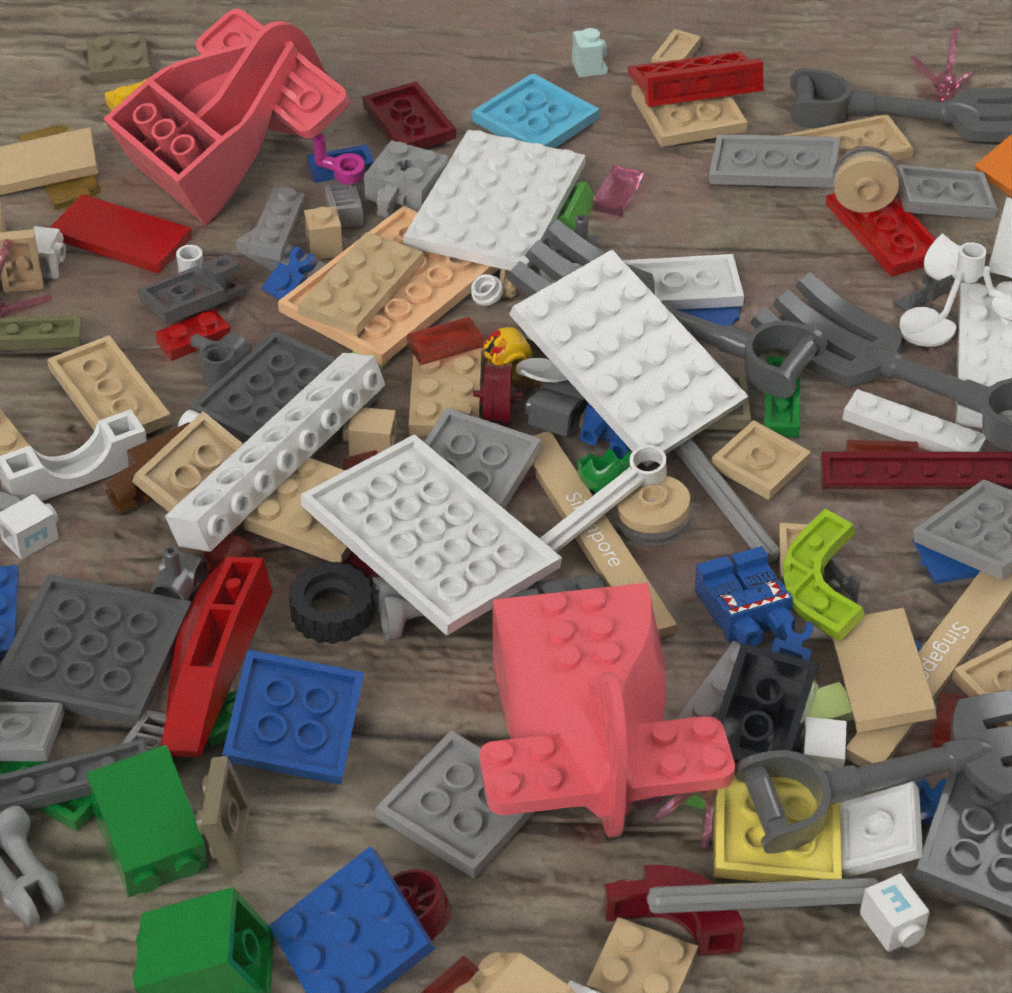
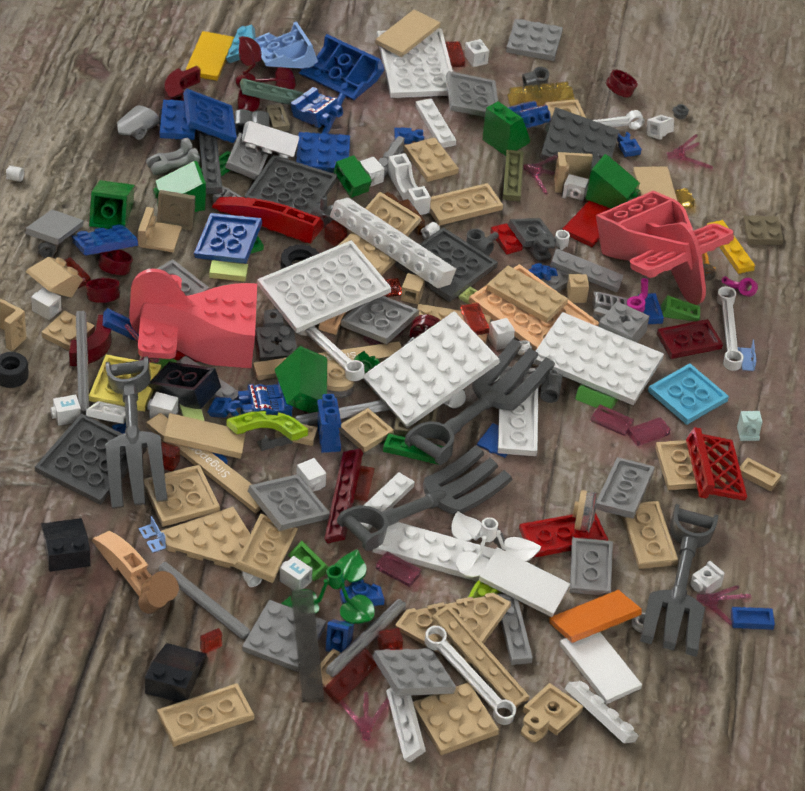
camera: 95 degrees right, 0 degrees up
(53, 197) = (611, 184): none -> green slope
(54, 546) = (352, 176): none -> green brick
(288, 853) = (157, 235): none -> tan bracket
(339, 132) = (674, 307): none -> bright green slope
(375, 720) = (228, 271): none -> yellowish green tile
(430, 71) = (747, 364): none -> light blue piece
(438, 78) = (729, 326): none -> white piece
(466, 302) = (500, 333): none -> white brick
(511, 914) = (103, 290): none -> dark red wheel
(613, 860) = (117, 323): none -> blue tile
(628, 152) = (649, 431): none -> clear pink tile
(703, 531) = (303, 378): none -> green slope
(791, 484) = (329, 423): none -> blue hips
(904, 512) = (312, 474): none -> white brick
(913, 83) = (707, 579): none -> white brick
(964, 56) = (752, 618): none -> blue tile

